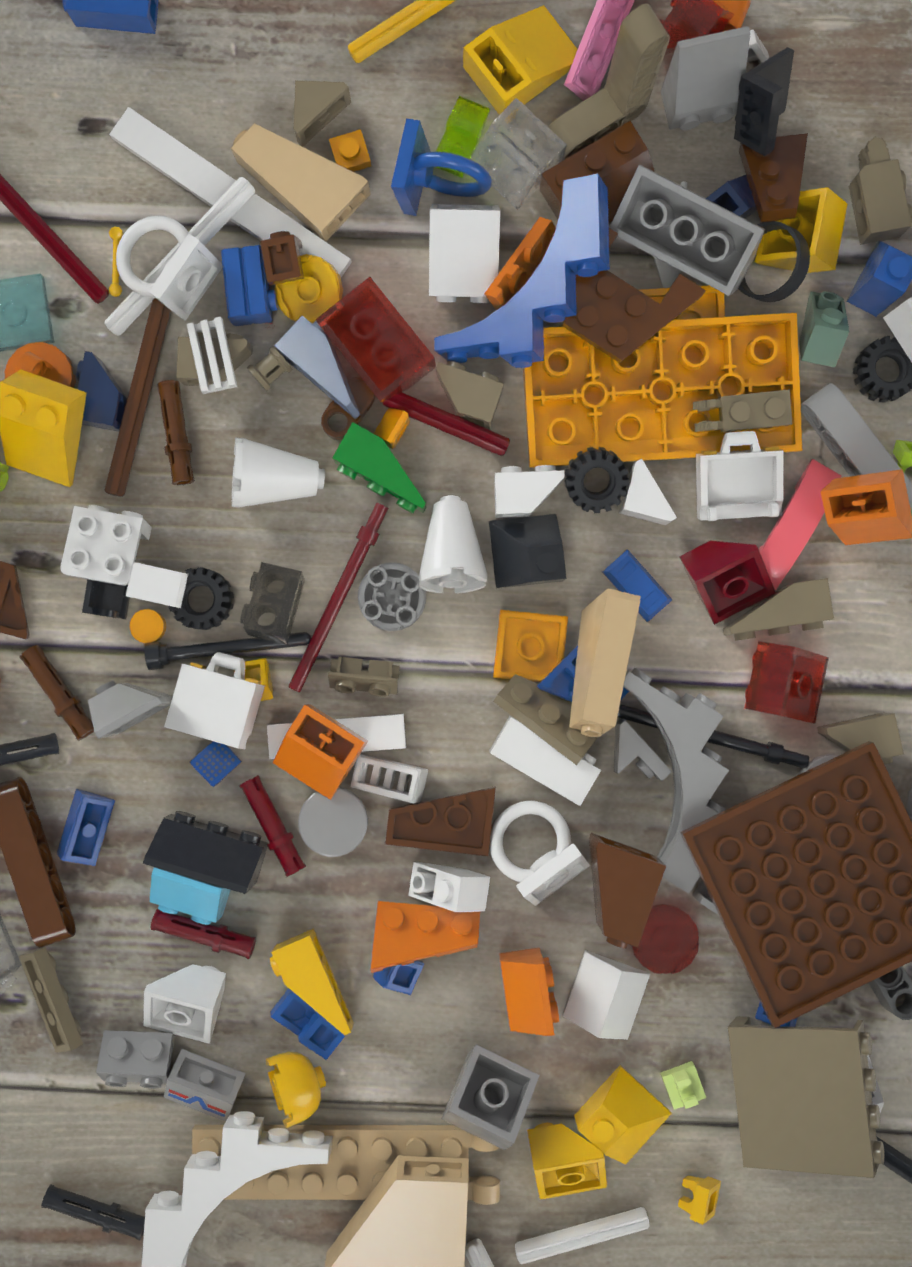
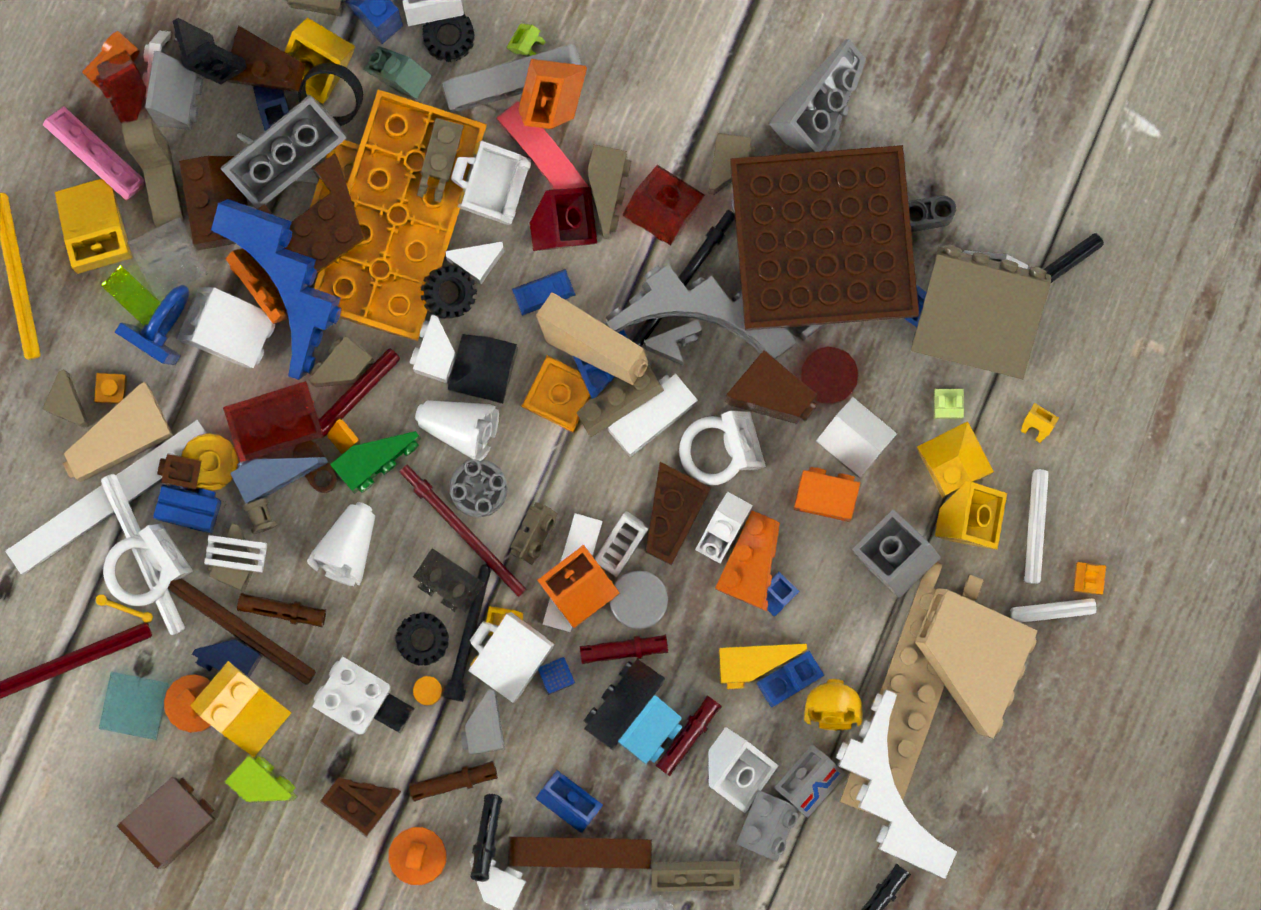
camera: 70 degrees left, 5 degrees down
(156, 585) = (400, 664): white slope -> none

